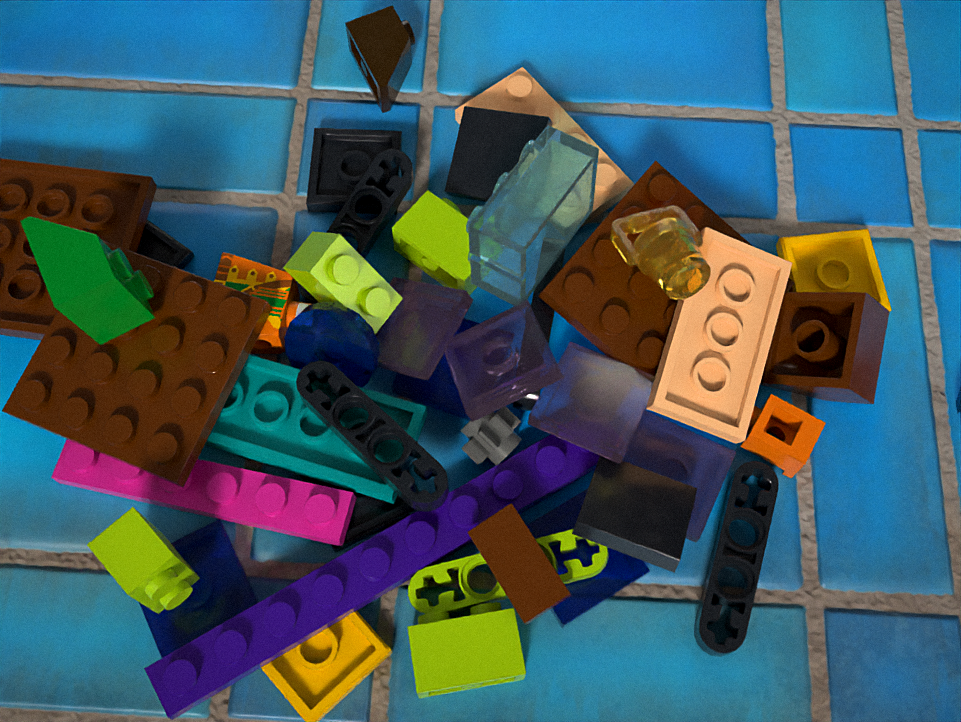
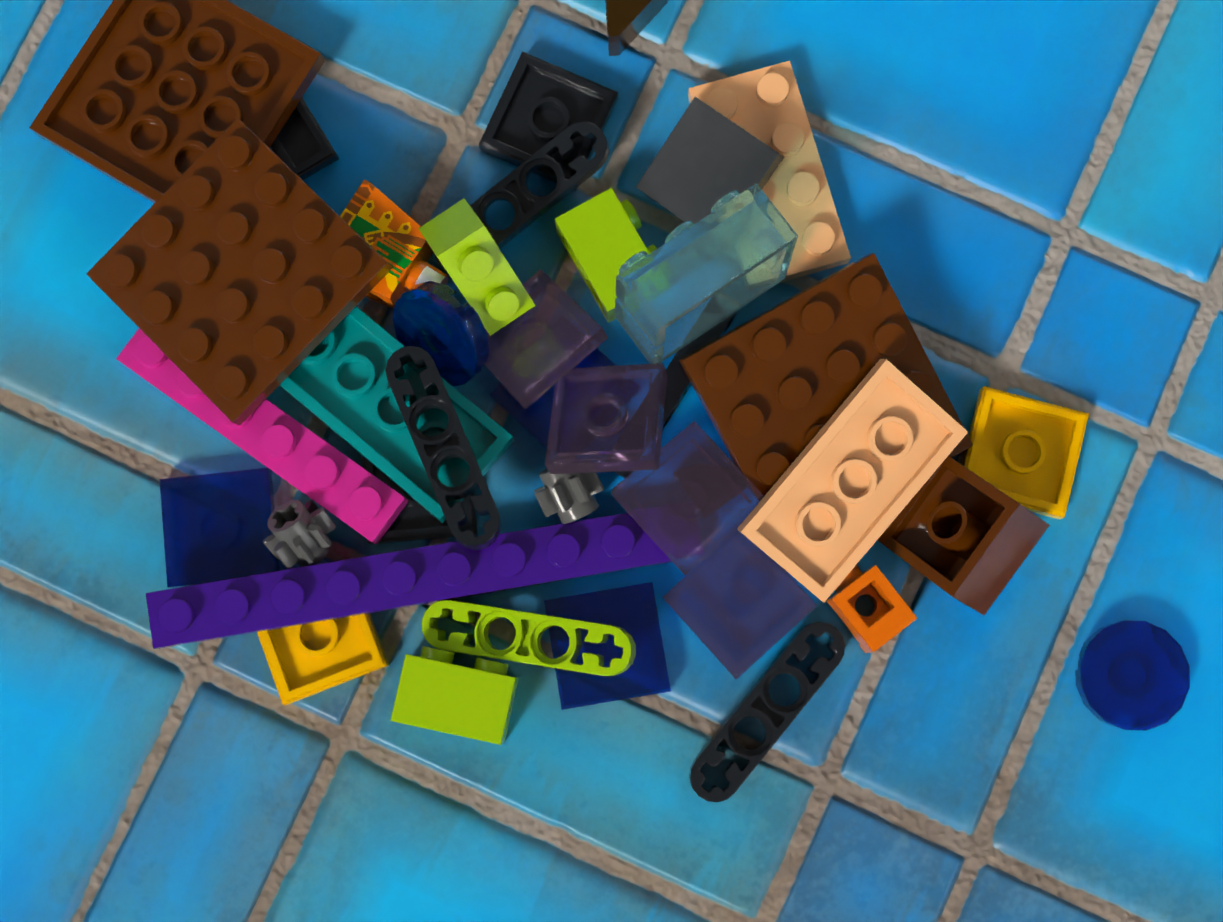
camera: 25 degrees right, 15 degrees up
(89, 280) = (204, 186): green slope -> none
(144, 562) = (176, 495): lime brick -> none
(269, 561) = (299, 533): none -> dark grey gear
(519, 564) = (537, 637): reddish brown tile -> none
(637, 513) = (676, 633): black tile -> none
(664, 249) = (827, 373): clear yellow piece -> none

